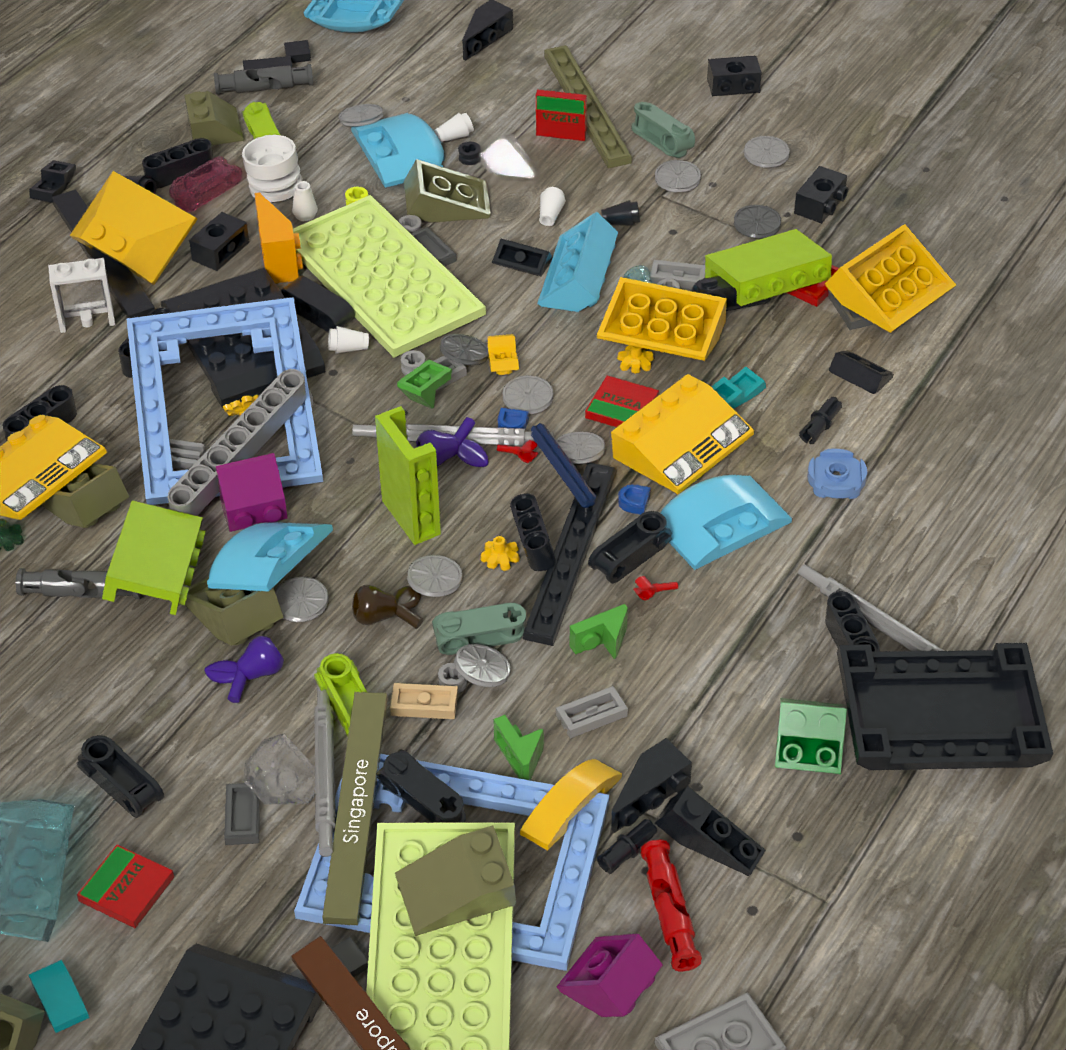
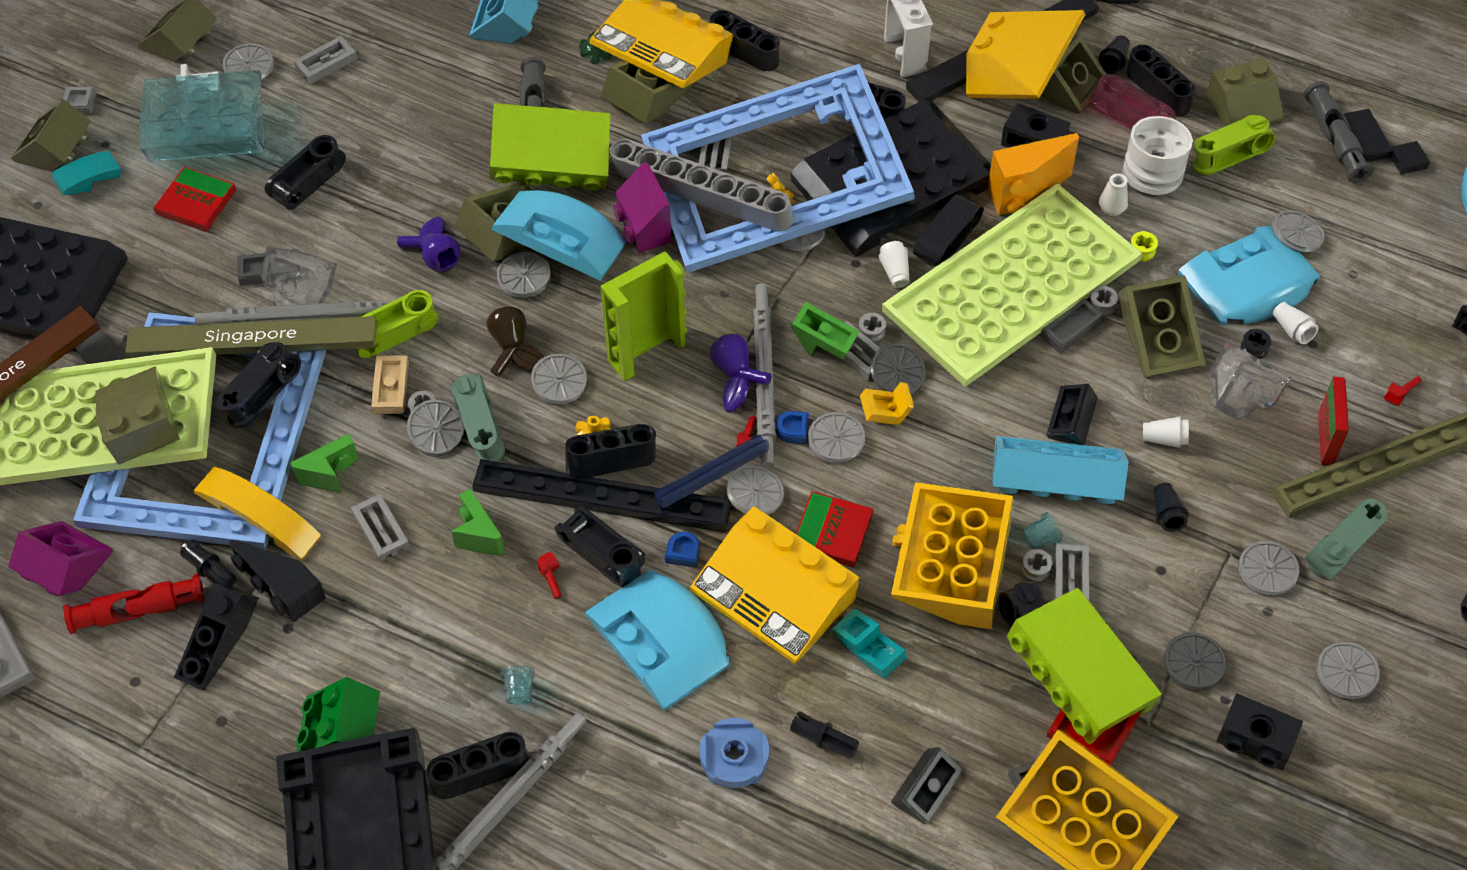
camera: 85 degrees right, 10 degrees up
(525, 90) = (1397, 393): none -> red hand
(771, 607) = (518, 683): none -> clear light blue piece

